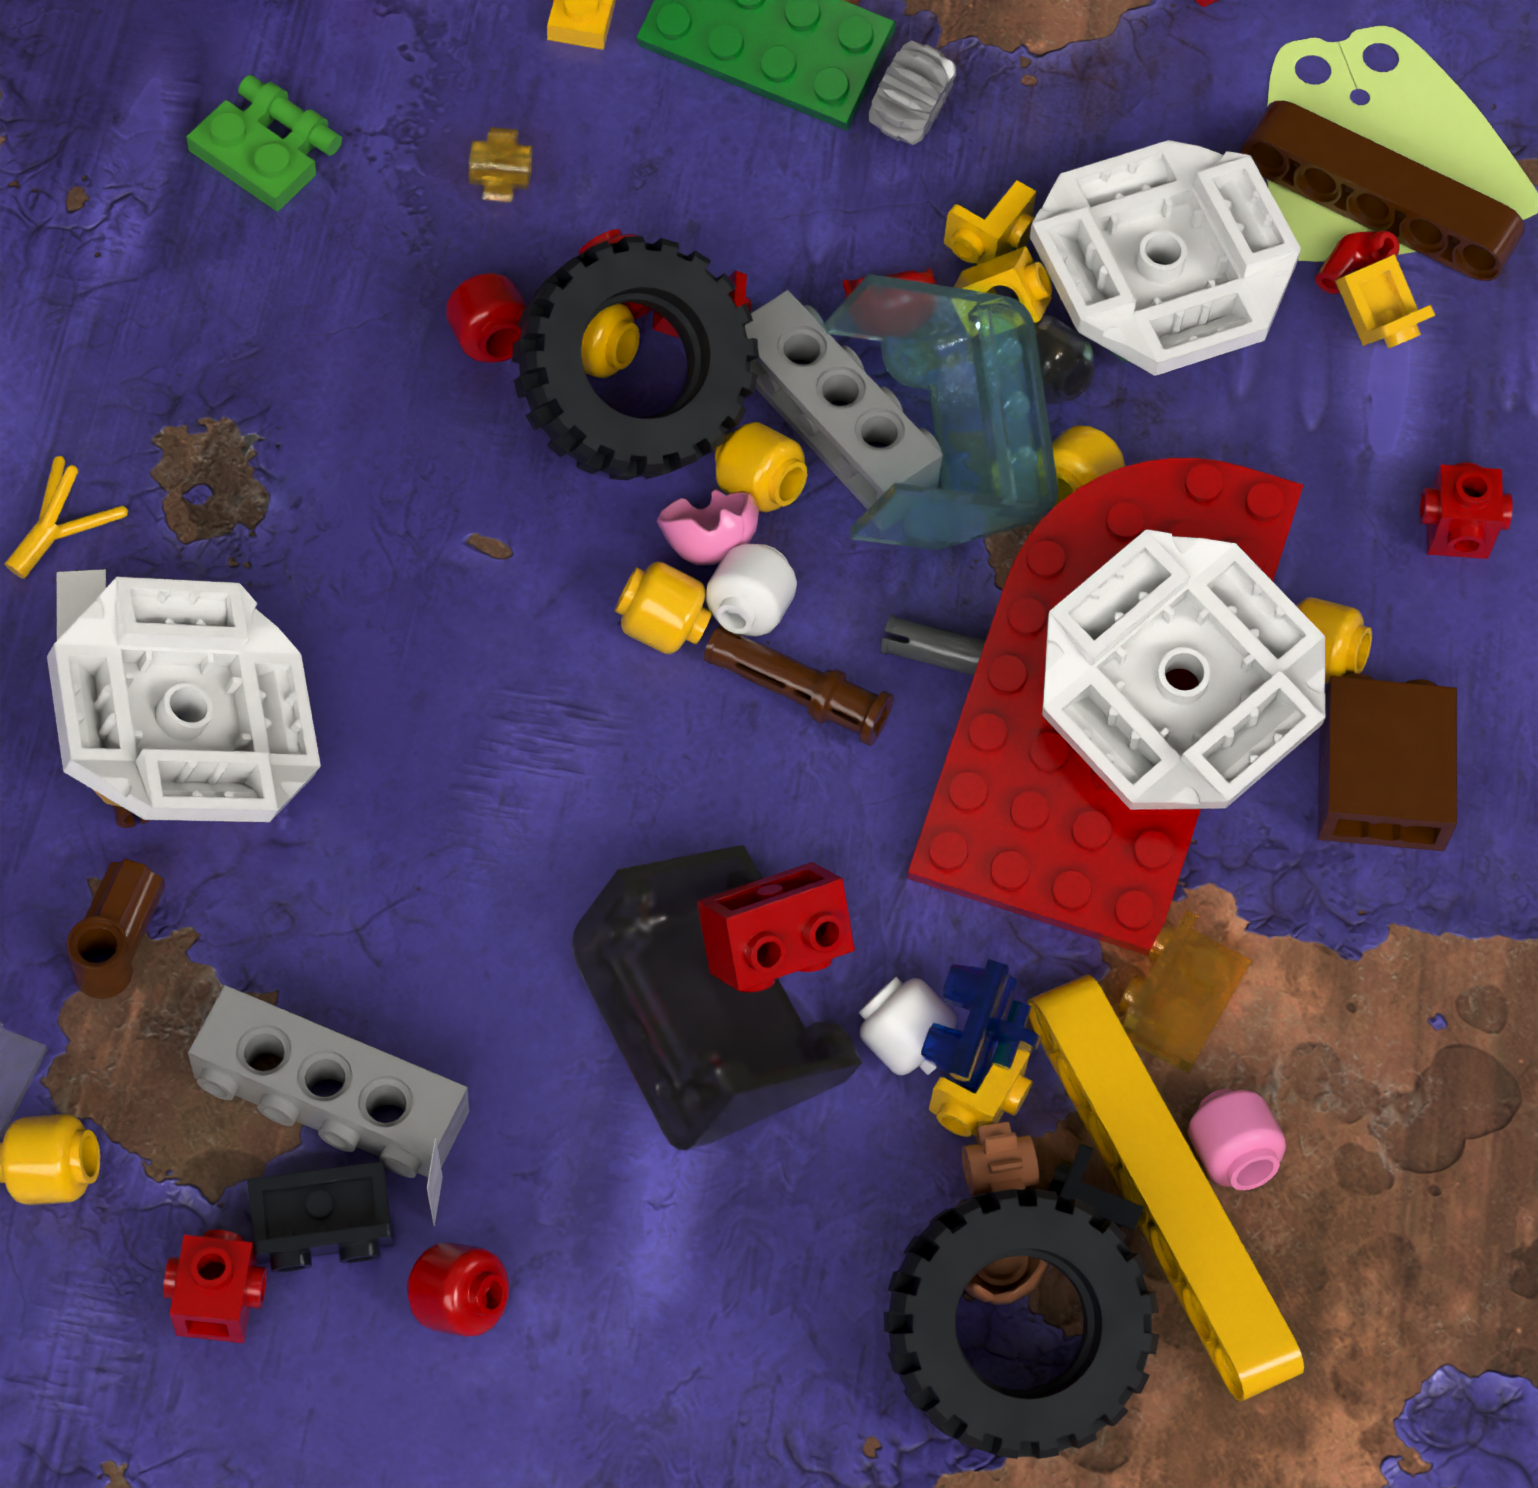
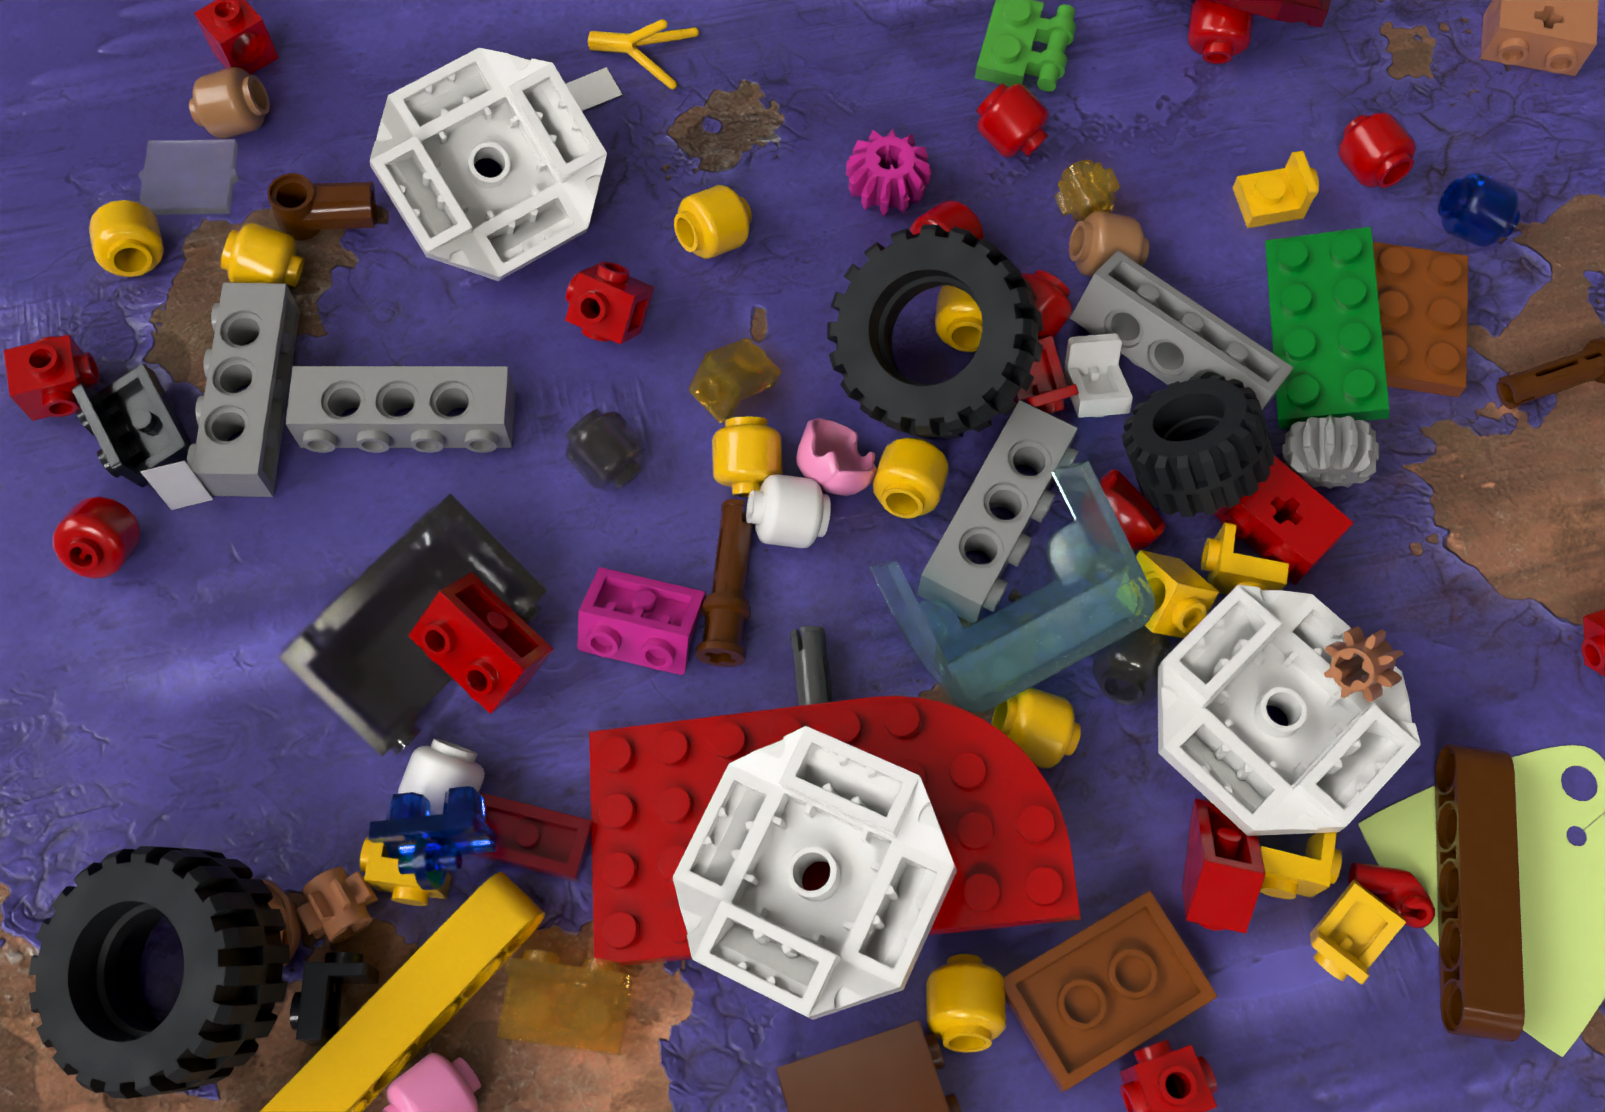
camera: 70 degrees right, 5 degrees up
(157, 1016) = (261, 256): none -> yellow head
(351, 531) = (713, 221): none -> yellow head
(371, 193) = (1013, 120): none -> red head
(374, 338) = (888, 172): none -> dark pink gear
(410, 669) = (608, 302): none -> red brick
(464, 836) = (325, 392): none -> light grey brick
(558, 590) = (732, 375): none -> clear yellow bracket
(576, 176) = (1101, 236): none -> medium nougat head
(589, 740) = (605, 449): none -> clear smoke head
(729, 161) = (1172, 332): none -> light grey brick
(730, 250) = (1095, 370): none -> white bracket
(804, 779) = (639, 620): none -> dark pink bracket
(831, 169) = (1198, 445): none -> black tyre
(952, 164) = (1308, 521): none -> red brick
(1015, 939) = (537, 837): none -> dark red plate
(1143, 160) = (1378, 662): none -> nougat gear
(1283, 379) = (1220, 871): none -> red slope
(1308, 332) = (1302, 875): none -> yellow bracket
(1357, 524) = (1106, 991): none -> dark orange plate

